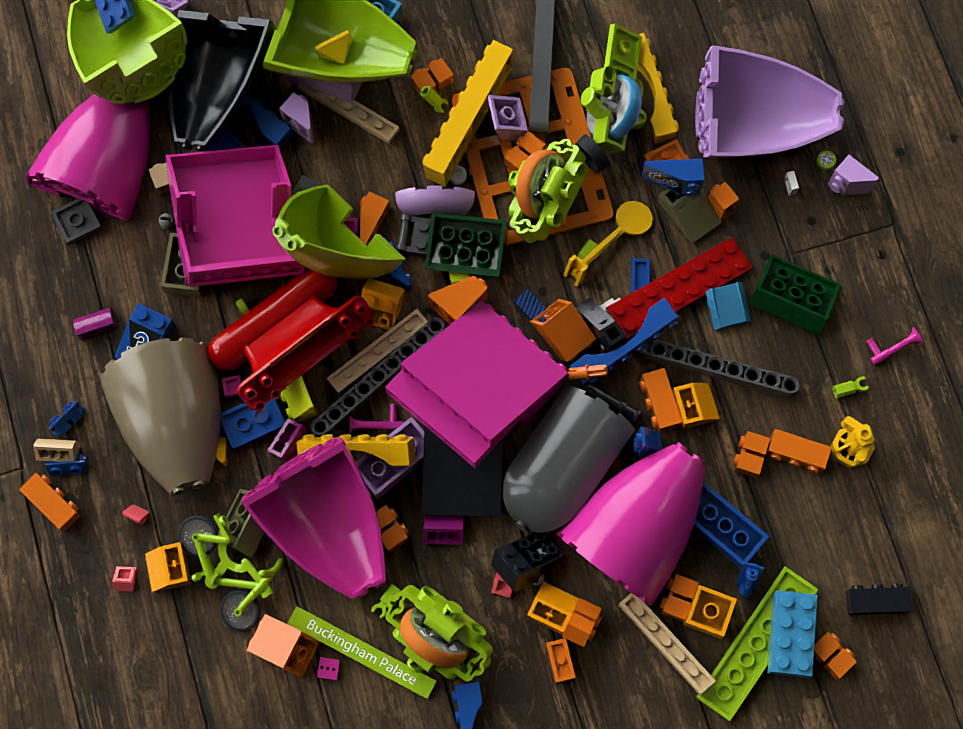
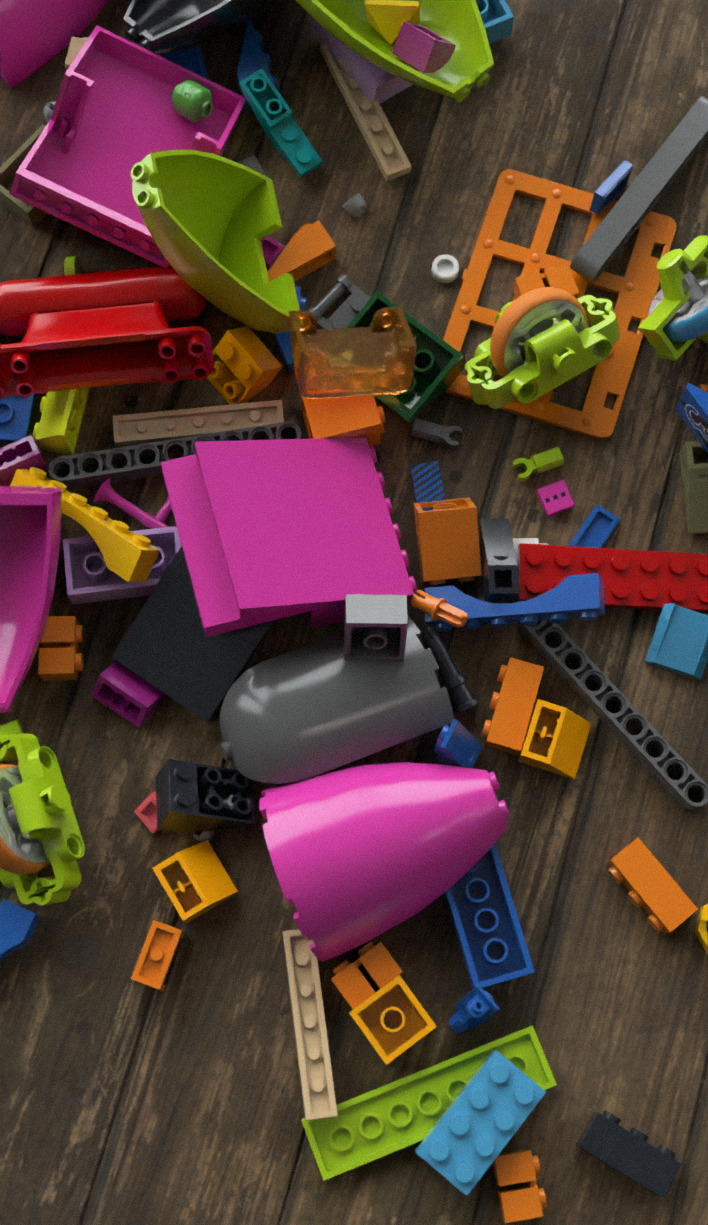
camera: 30 degrees right, 0 degrees up
(249, 165) = (192, 101): none -> bright green head
(298, 115) = (296, 77): lavender slope -> none
(306, 148) = (279, 124): none -> teal slope
(367, 56) = (422, 48): none -> magenta brick
(381, 169) = (355, 206): none -> light grey hinge
(433, 98) = (476, 156): lime bar -> none
(435, 75) = (506, 132): orange piece -> none
(435, 200) = (395, 281): lavender brick -> none
(447, 260) = (352, 359): none -> clear orange windscreen
(468, 113) = (507, 197): yellow brick -> none
(507, 117) = (551, 229): lavender slope -> none
(515, 273) = (435, 432): none -> dark grey bar
(521, 71) = (611, 187): none -> blue tile
(563, 404) = (375, 627): none -> dark grey brick
(582, 622) = (215, 925): orange piece -> none
(595, 156) = (632, 340): black tyre -> none
(606, 269) = (555, 498): none -> dark pink tile
(632, 218) = (630, 455): yellow piece -> none
(751, 454) = (598, 843): orange piece -> none

